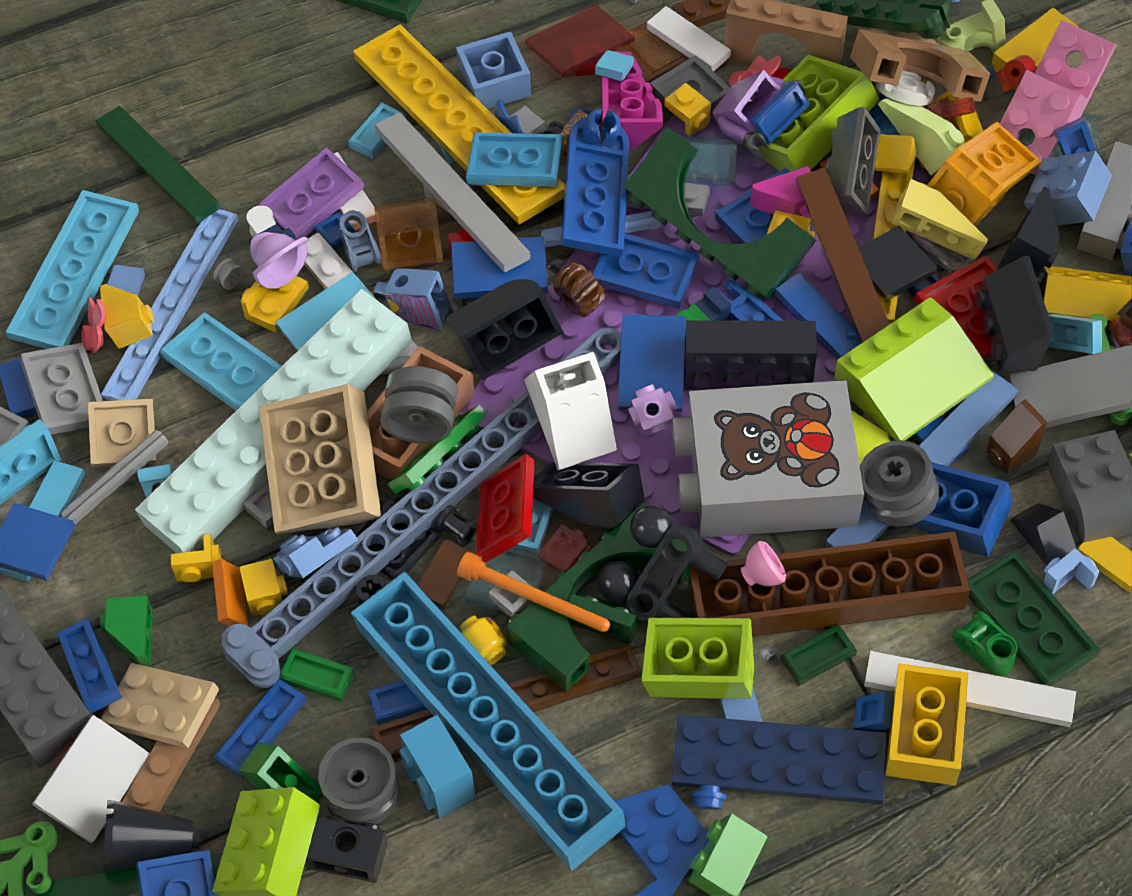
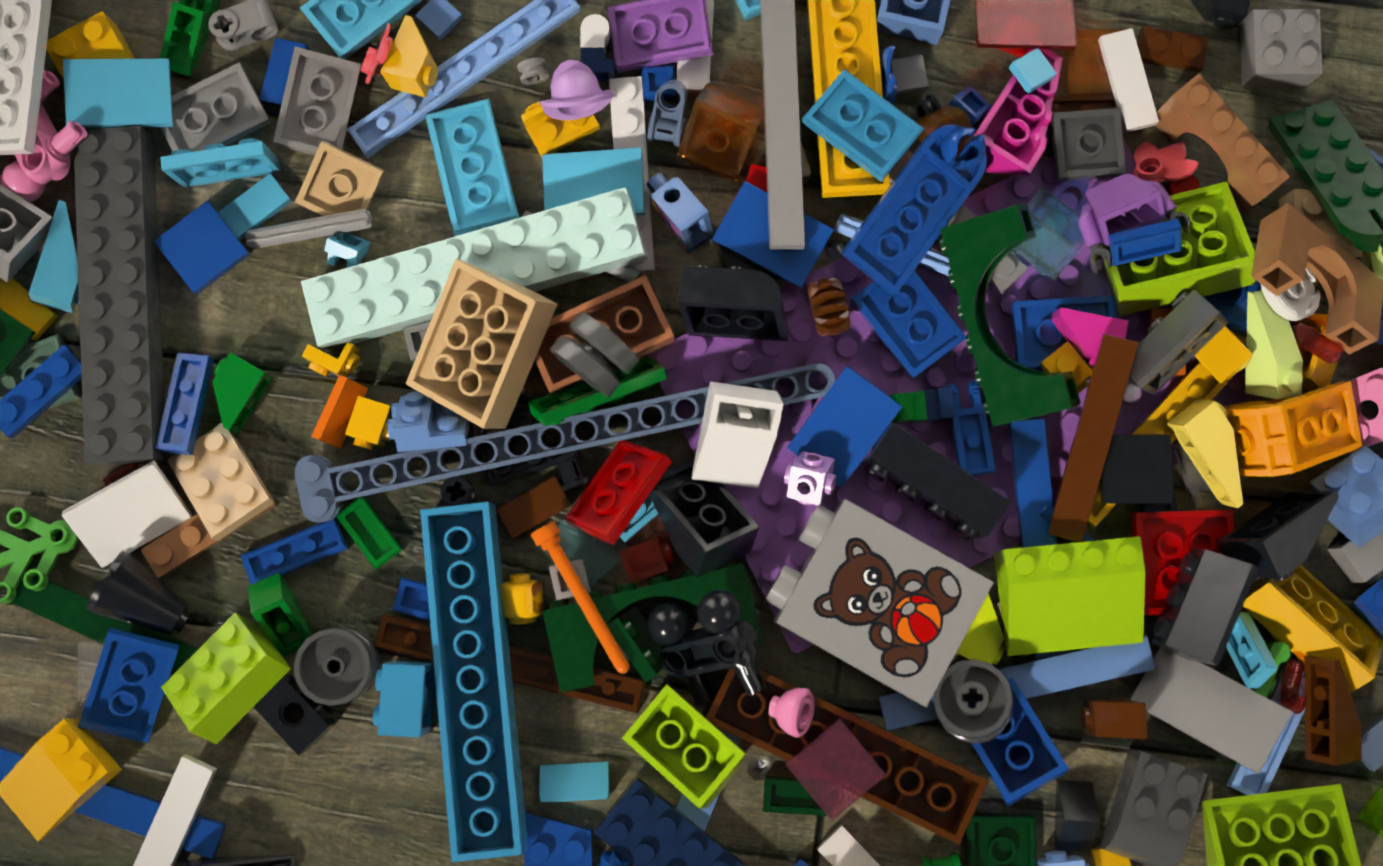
camera: 30 degrees right, 25 degrees up
(627, 758) = (574, 782): none -> medium azure slope
(690, 108) = (1070, 167): yellow bracket -> none
(829, 589) = (835, 769): none -> clear pink tile

